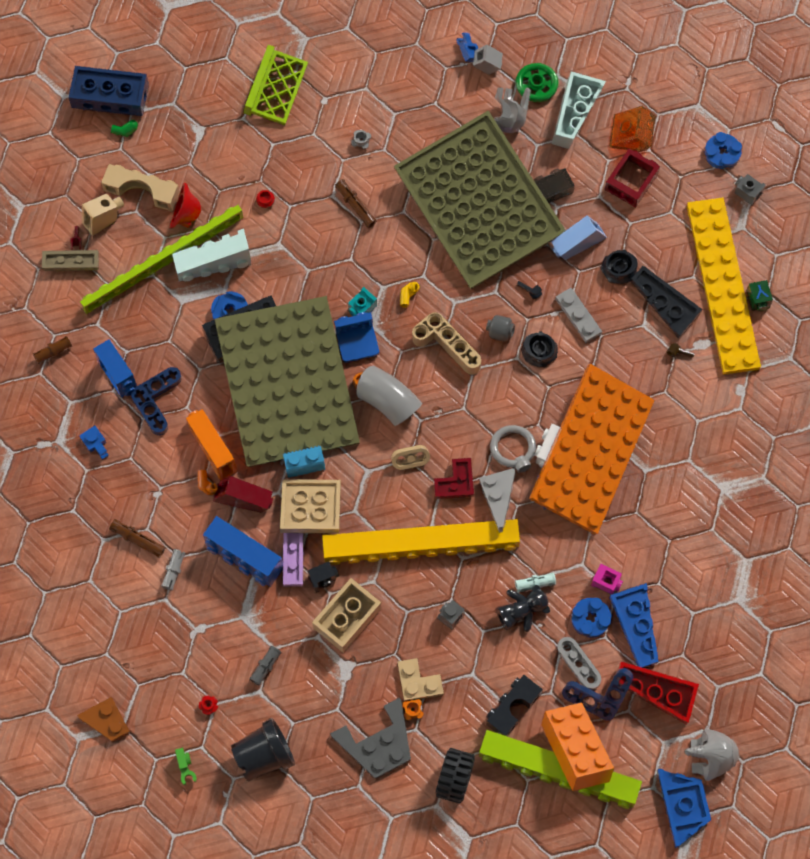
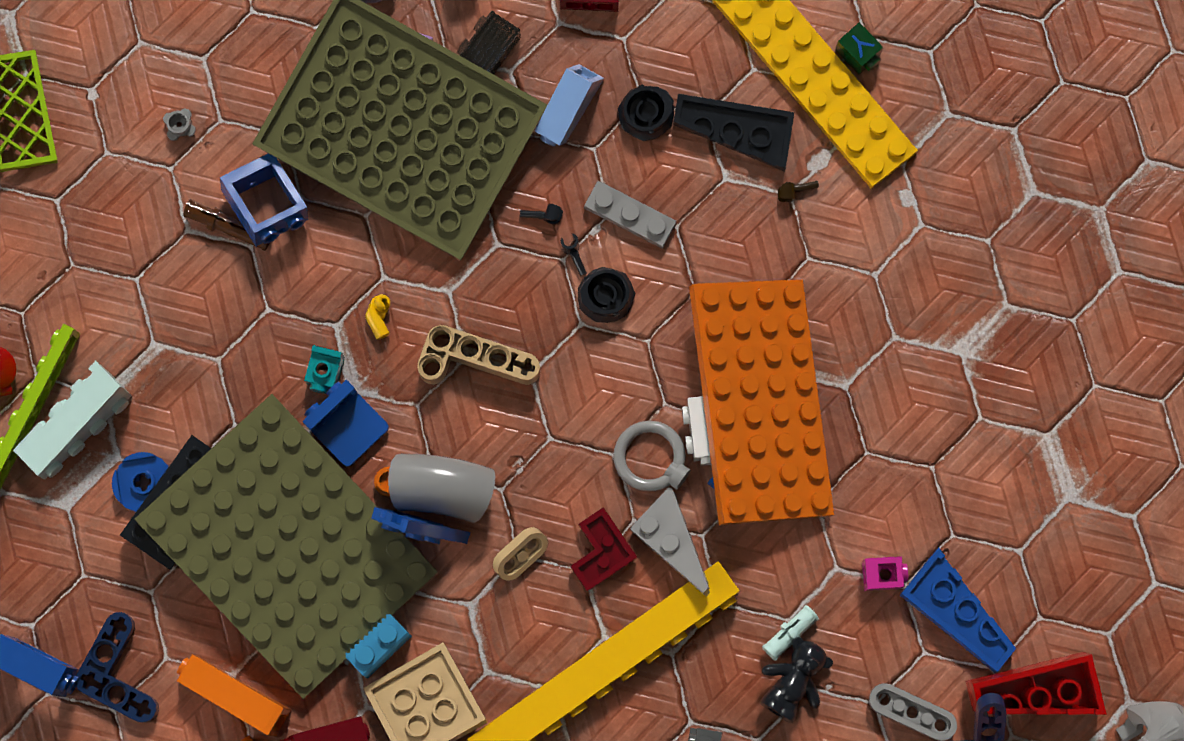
camera: 30 degrees left, 10 degrees up
(265, 199) = (95, 289): red plate -> none
(362, 408) = (418, 527): none -> blue wing
(387, 184) = (252, 175): none -> blue window
(500, 328) = (536, 296): dark grey head -> none
(535, 316) = (573, 252): none -> black hand
(590, 628) = (874, 643): blue plate -> none

